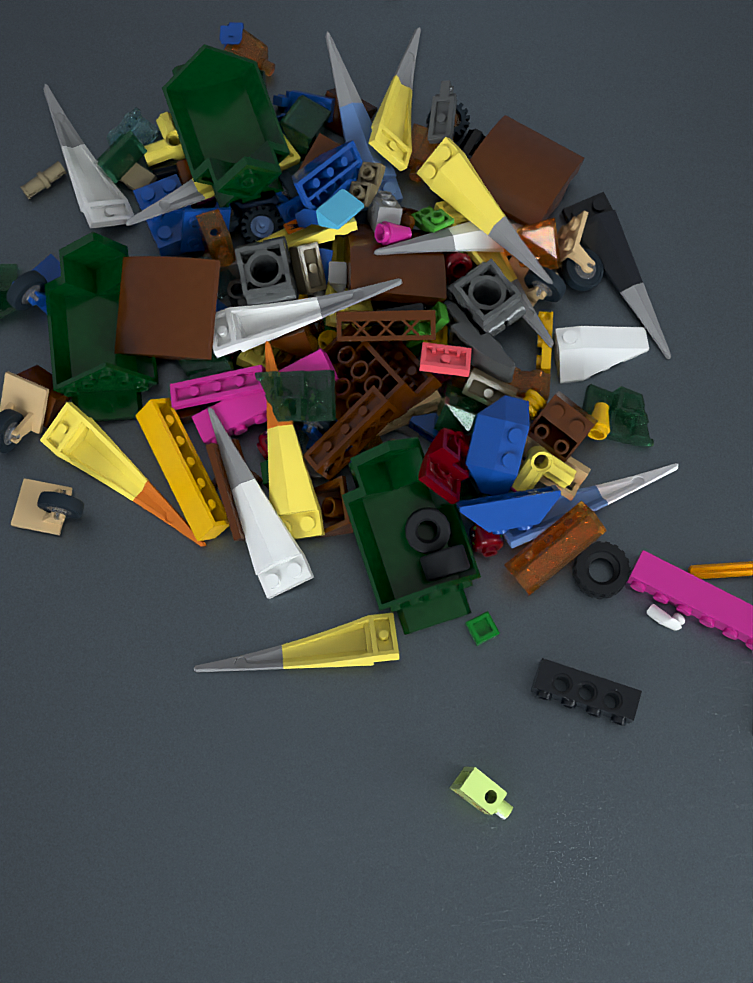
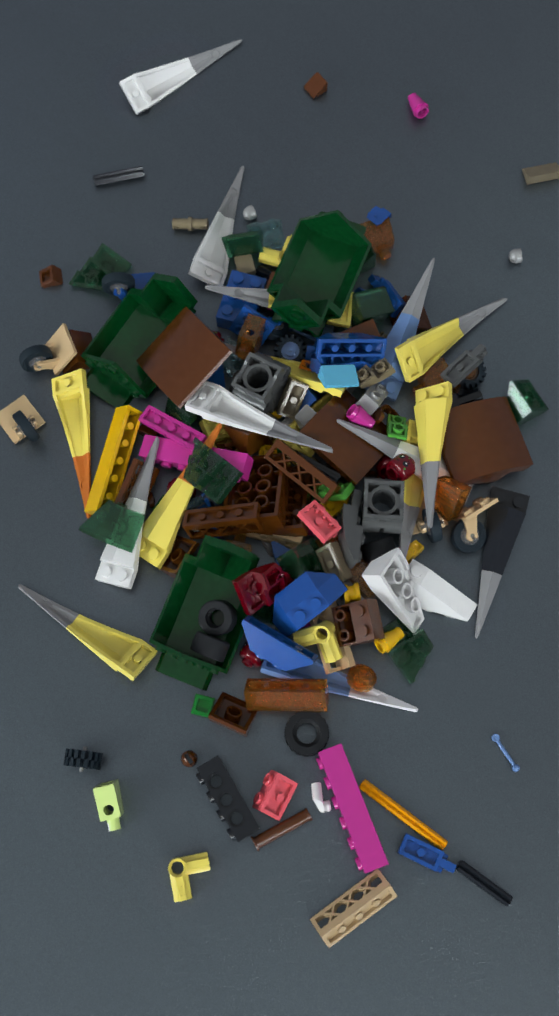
camera: 45 degrees right, 0 degrees up
(96, 125) = (249, 213): none -> light grey hinge
(247, 524) = (115, 525): none -> clear green slope
(418, 774) = (83, 759): none -> black wheel
(473, 251) = (400, 467): none -> dark red head
(512, 692) = (192, 755): none -> reddish brown hinge
(517, 343) = (377, 548): none -> black tyre
(519, 611) = (232, 714): none -> reddish brown slope
(523, 108) = (525, 401): none -> slope
(561, 368) = (390, 582): none -> white wedge
(605, 477) = (361, 678): none -> clear orange plate
(612, 804) = (180, 881): none -> light yellow piece
(623, 650) = (274, 795): none -> coral bracket
(657, 676) = (281, 829): none -> reddish brown pin

